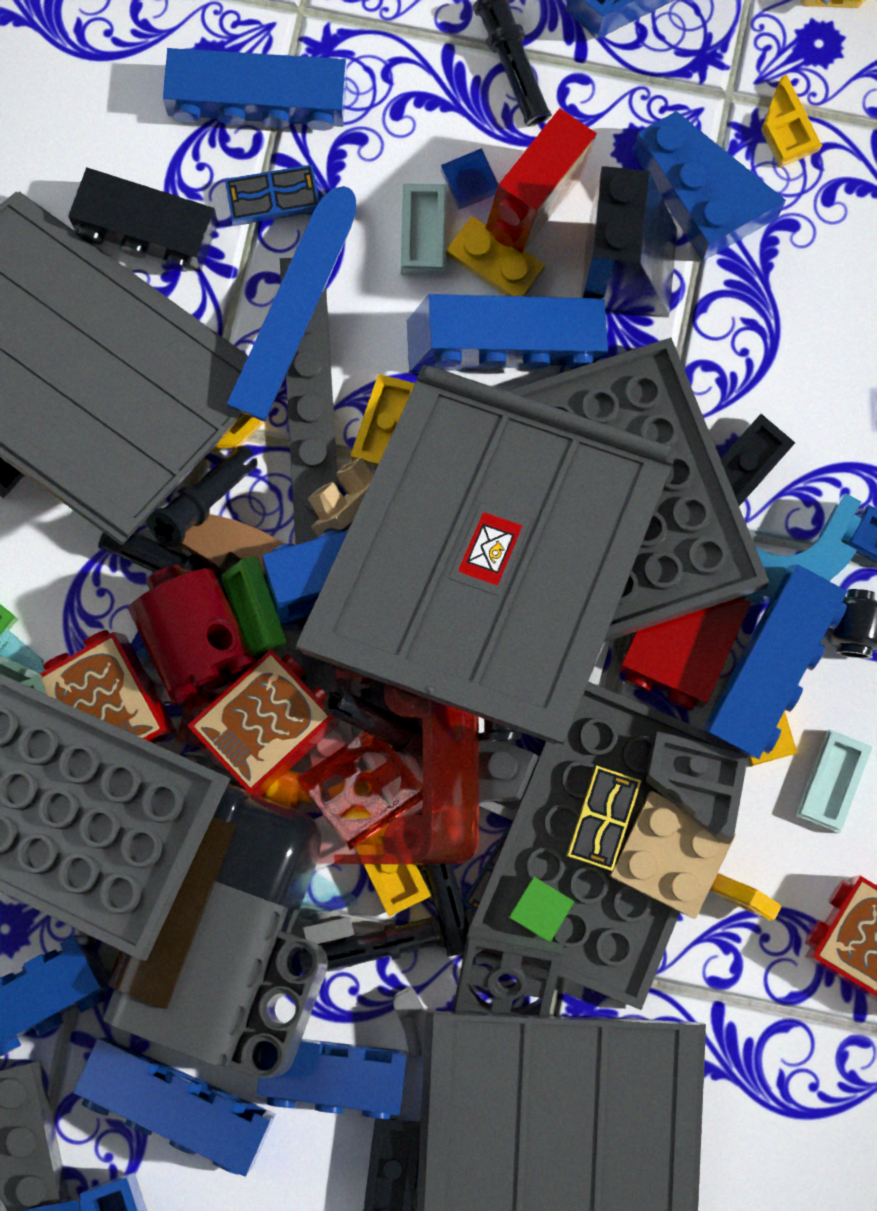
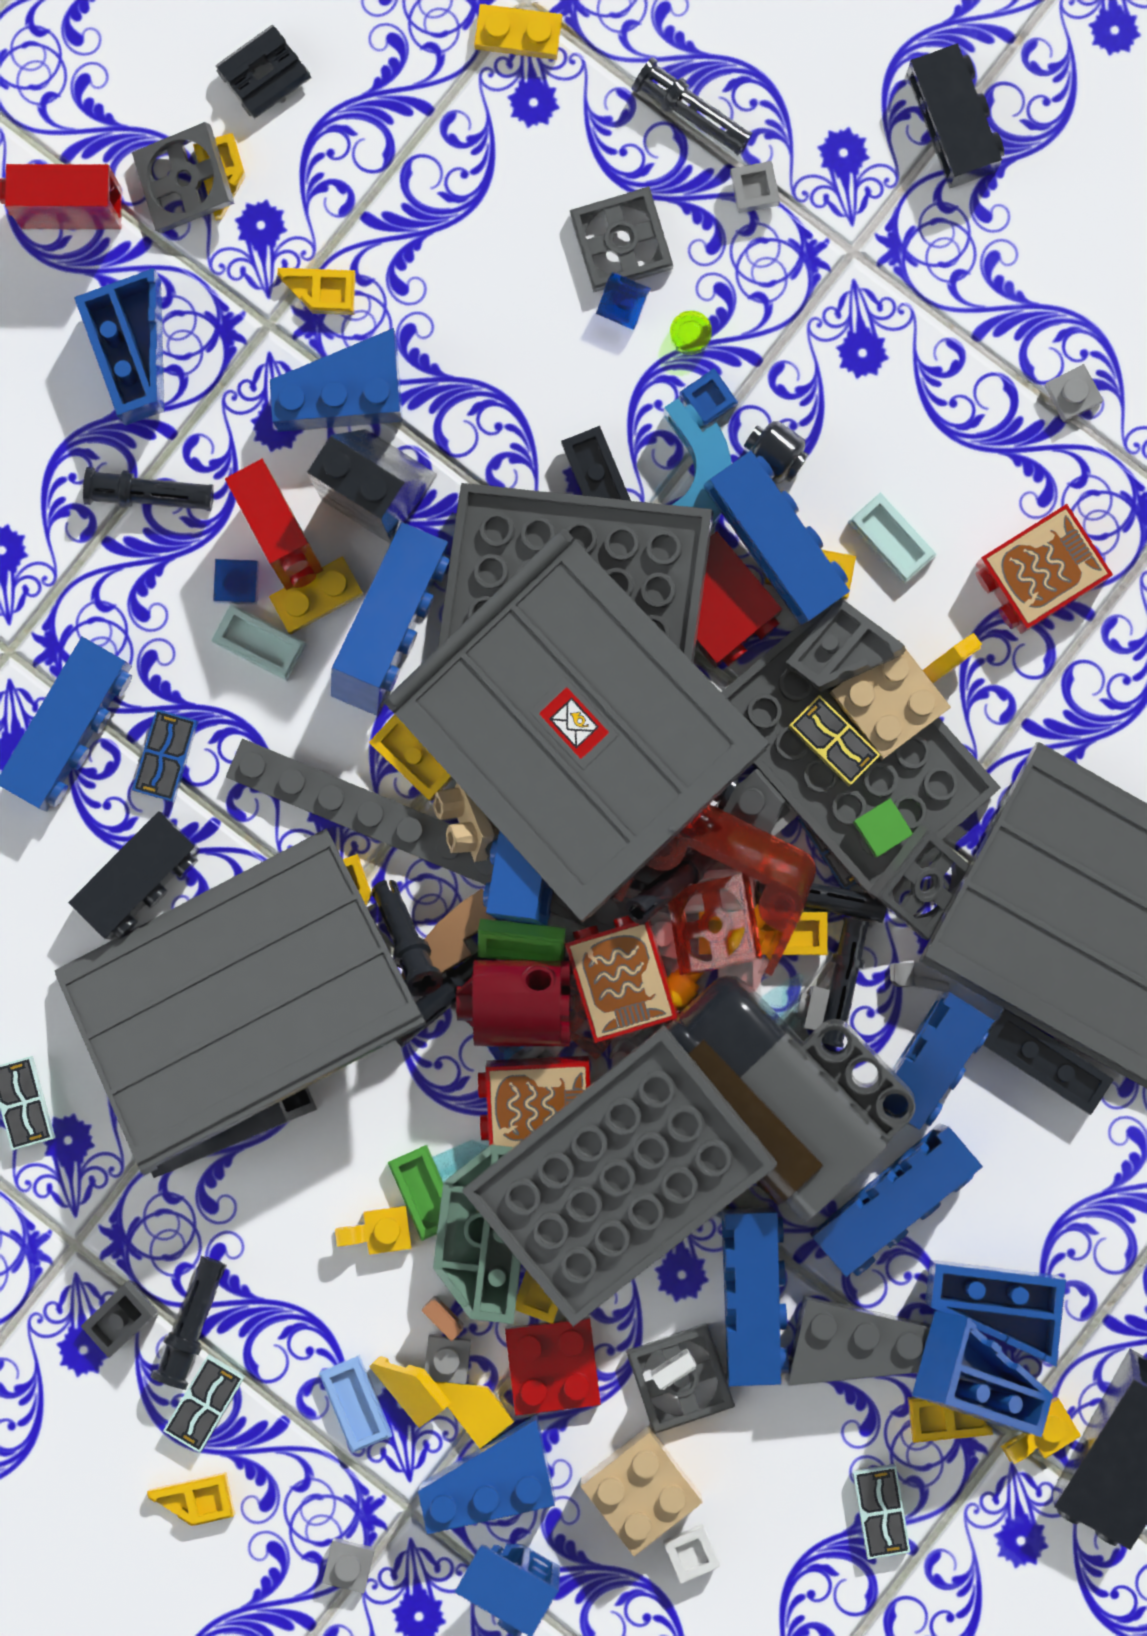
camera: 55 degrees left, 5 degrees up
(294, 304) = (275, 782): blue piece -> none

